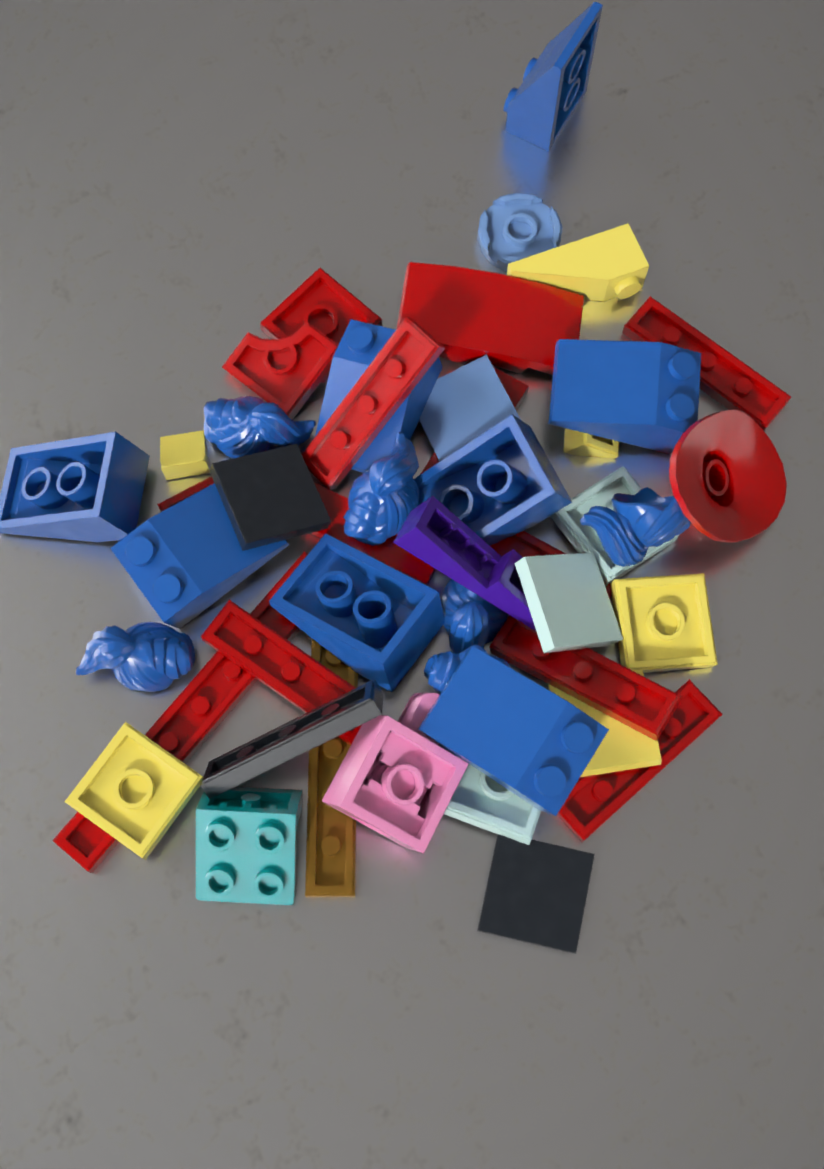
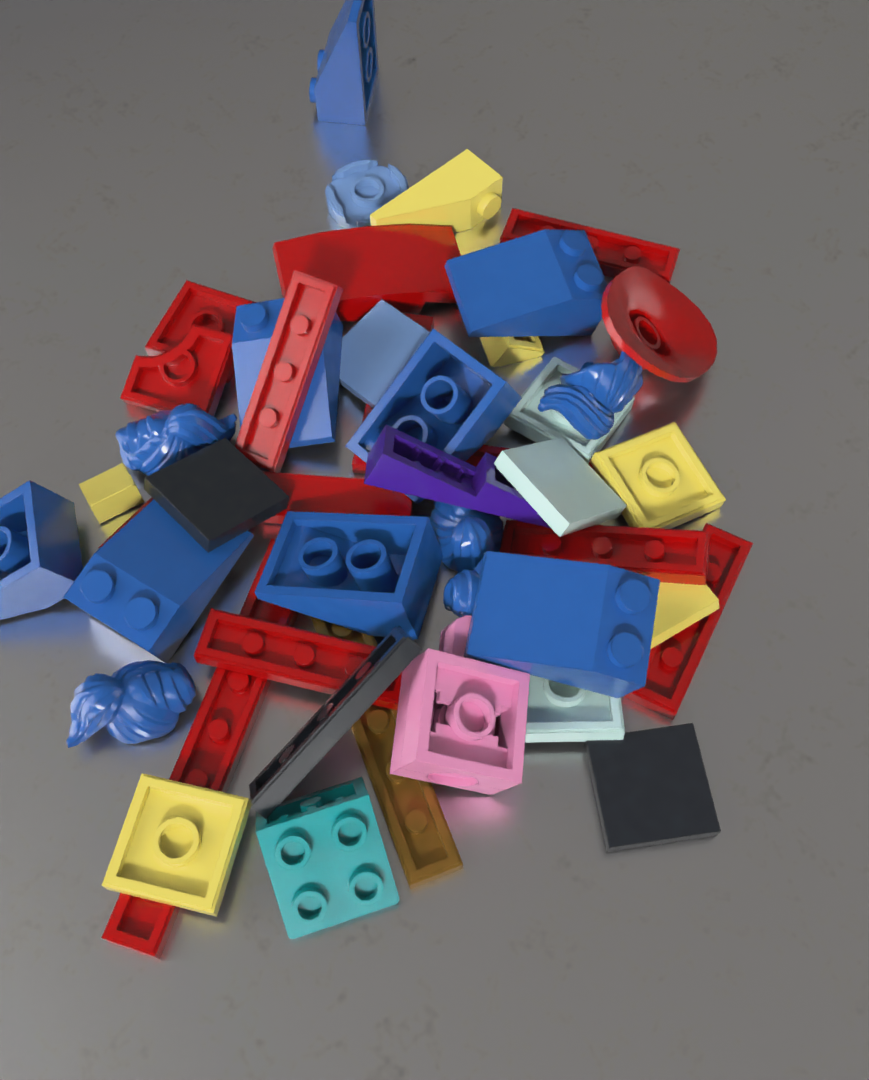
camera: 20 degrees left, 10 degrees down
(383, 495) = (333, 454): blue hair -> none

